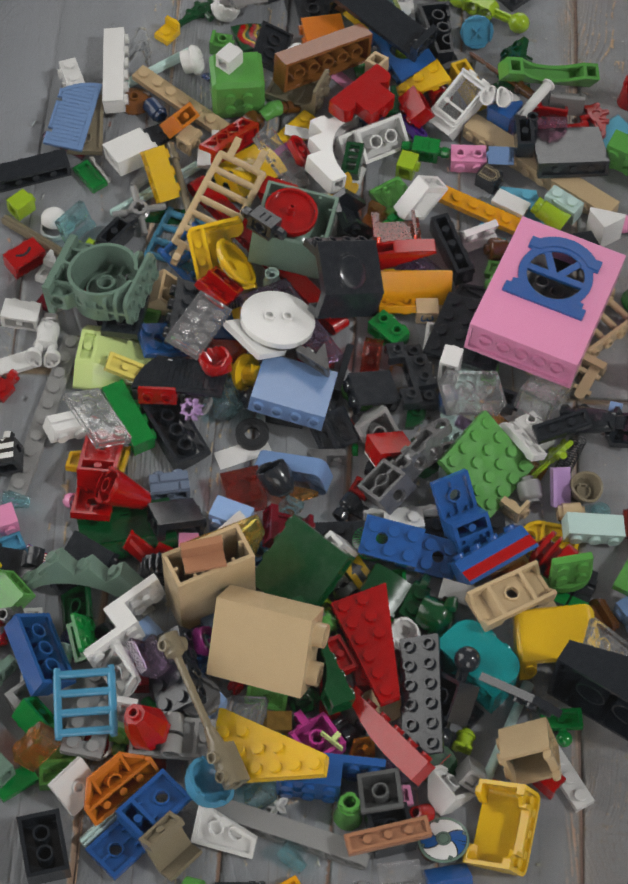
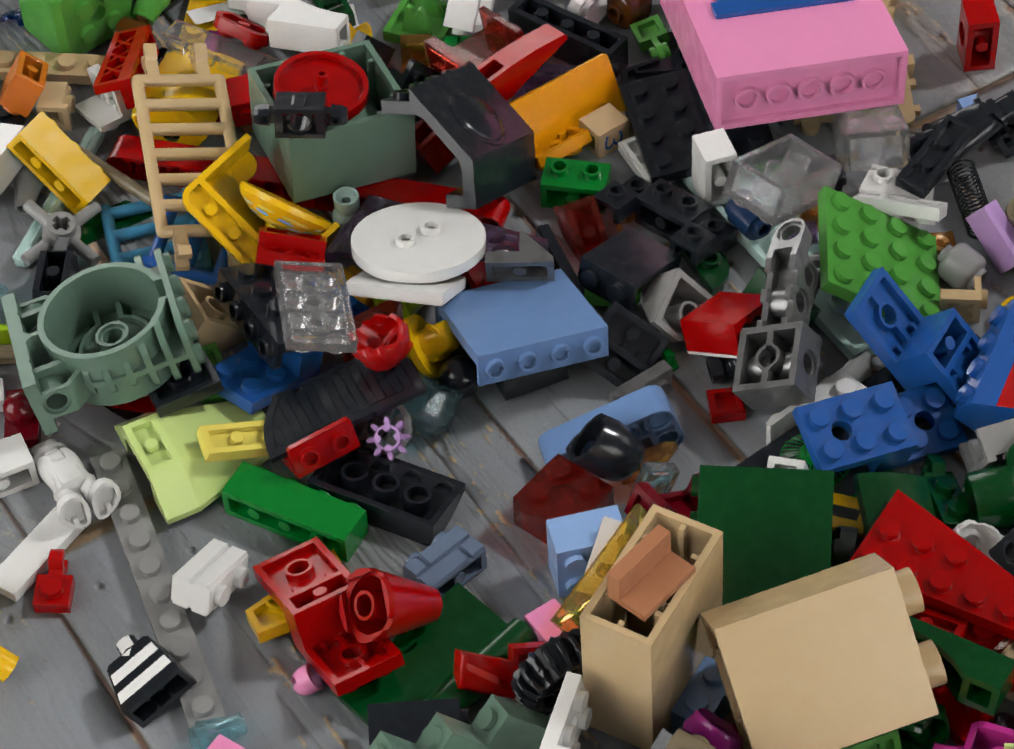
camera: 30 degrees left, 10 degrees down
(97, 418) = (254, 534): clear plate -> none
(175, 515) = (496, 594): black panel -> none
(237, 455) = (506, 463): white sticker -> none
(252, 444) = (505, 443): black tyre -> none
(349, 504) = (733, 433): black piece -> none
(554, 454) = (955, 194): lime piece -> none

